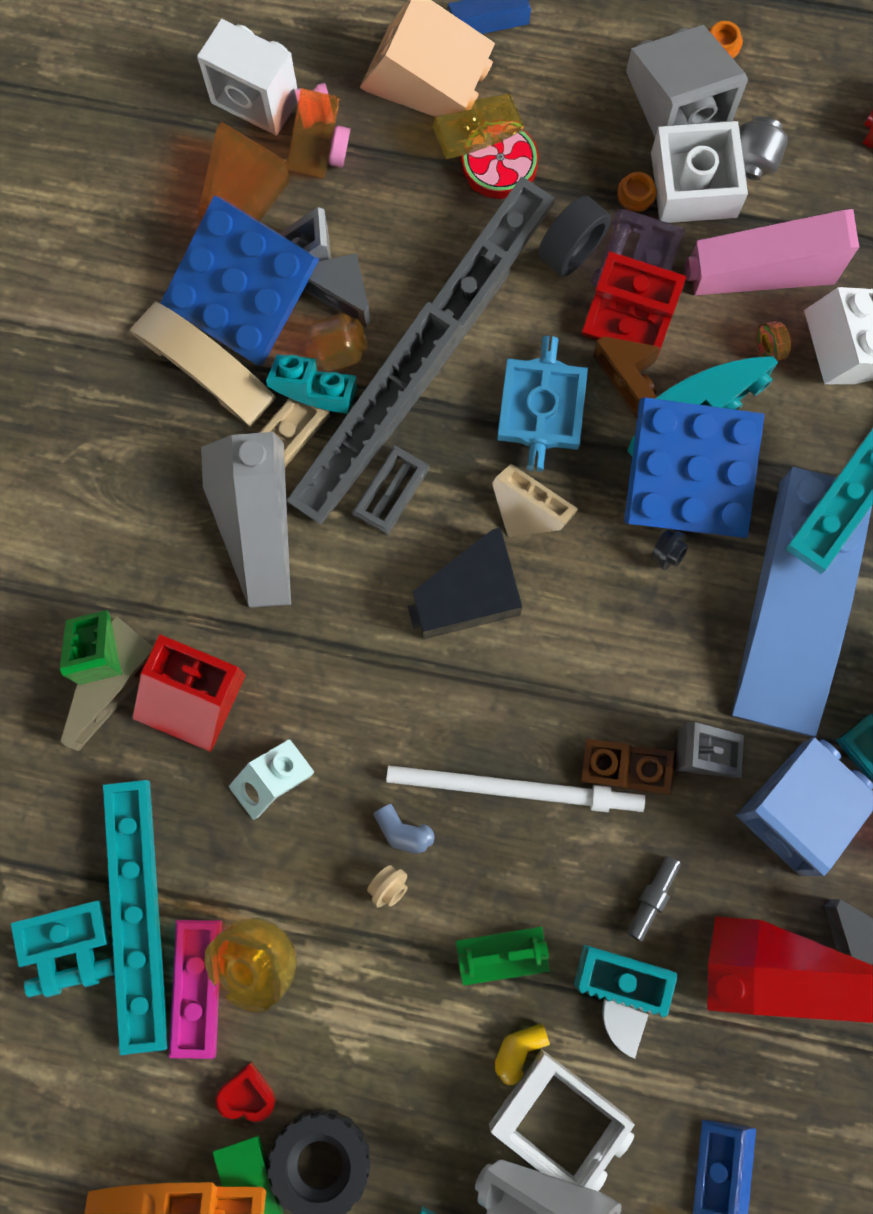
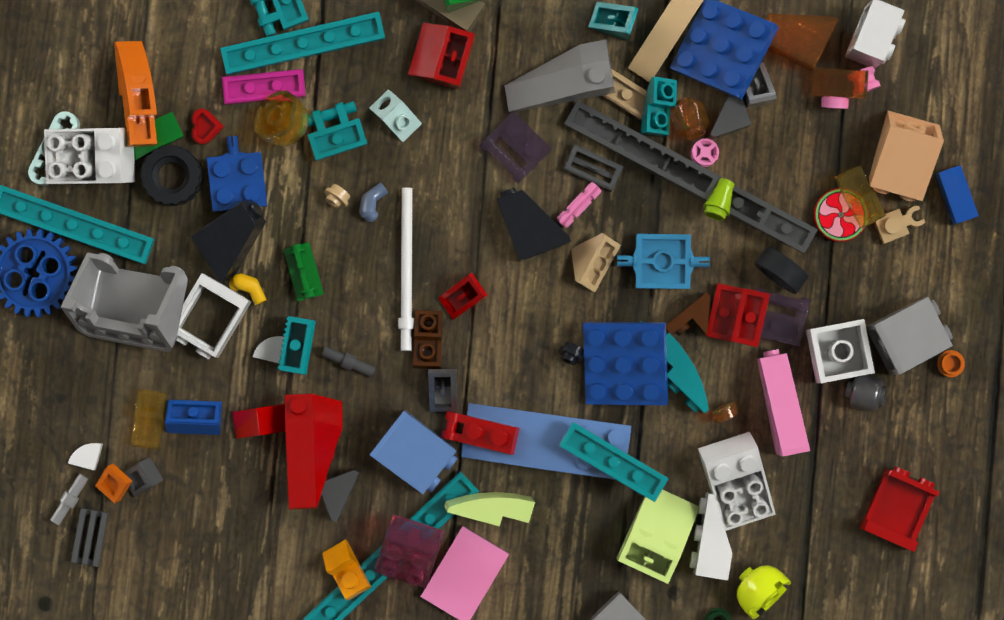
camera: 80 degrees right, 10 degrees up
(174, 430) = (613, 19): none -> teal slope
(295, 876) = (338, 138): none -> teal plate
(336, 590) = (522, 141): none -> clear purple plate
(344, 1052) = (236, 178): none -> blue plate
(387, 319) = (708, 149): none -> bright pink wheel
(437, 1075) = (230, 238): none -> black slope
(444, 516) = (578, 205): none -> bright pink axle
(466, 305) = (719, 201): none -> lime cone
(524, 88) = (895, 225): none -> tan plate
(567, 702) = (463, 296): none -> red slope
(636, 192) = (826, 312): orange plate -> none
(741, 1058) = (259, 421): none -> red slope
(784, 699) = (481, 433): none -> red plate

